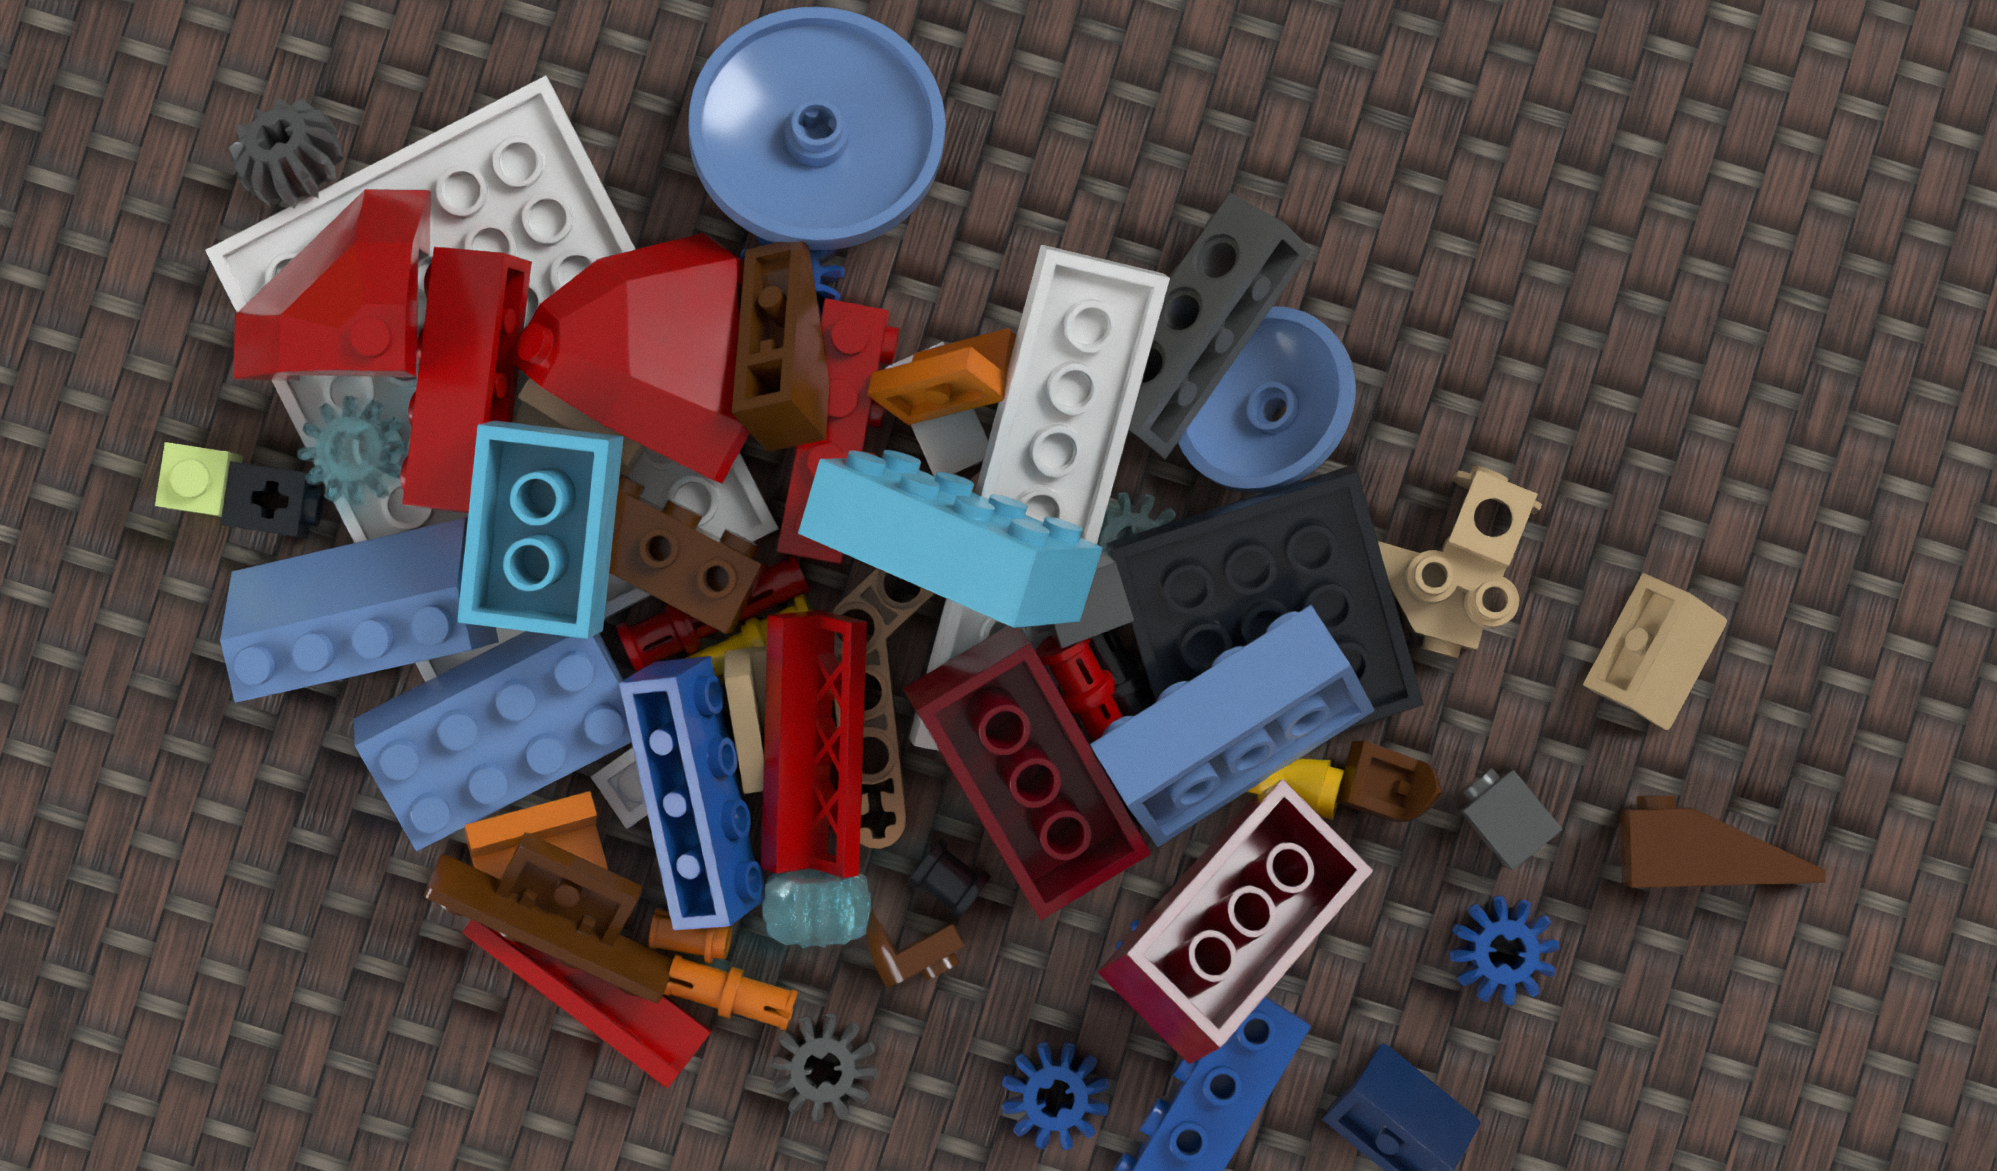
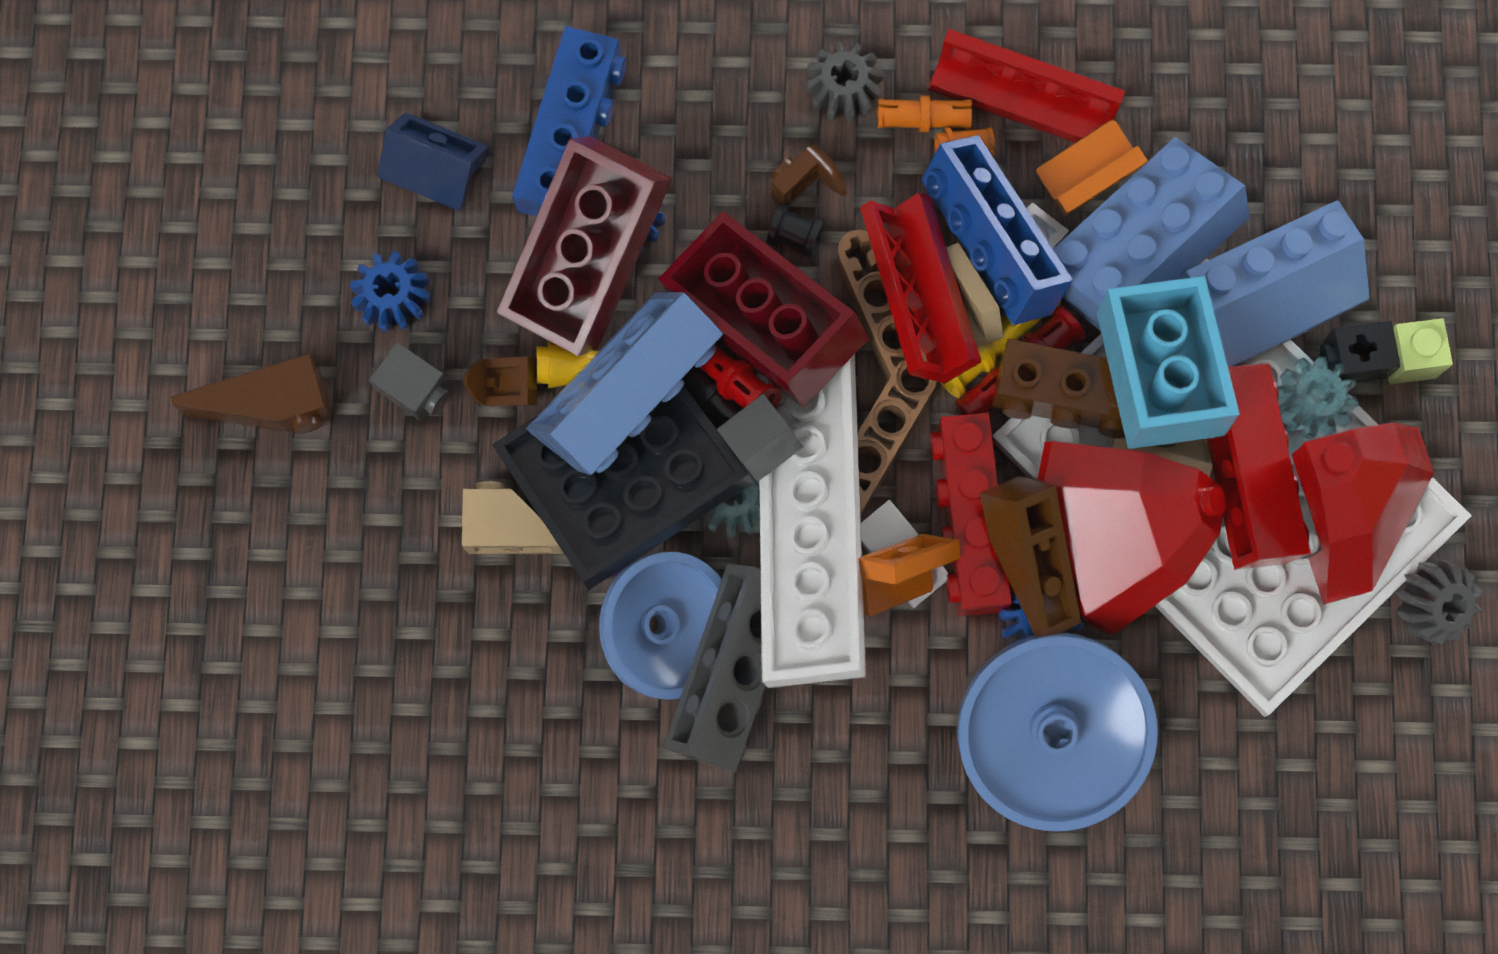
camera: 160 degrees right, 10 degrees down
(558, 908) = (1064, 124): reddish brown bracket -> none
(815, 908) = (883, 177): clear light blue gear -> none
(951, 538) = (866, 437): medium azure brick -> none
(1066, 1113) = (661, 103): blue gear -> none
(1473, 559) = (482, 547): tan piece -> none
(1656, 651) = (334, 531): tan panel -> none

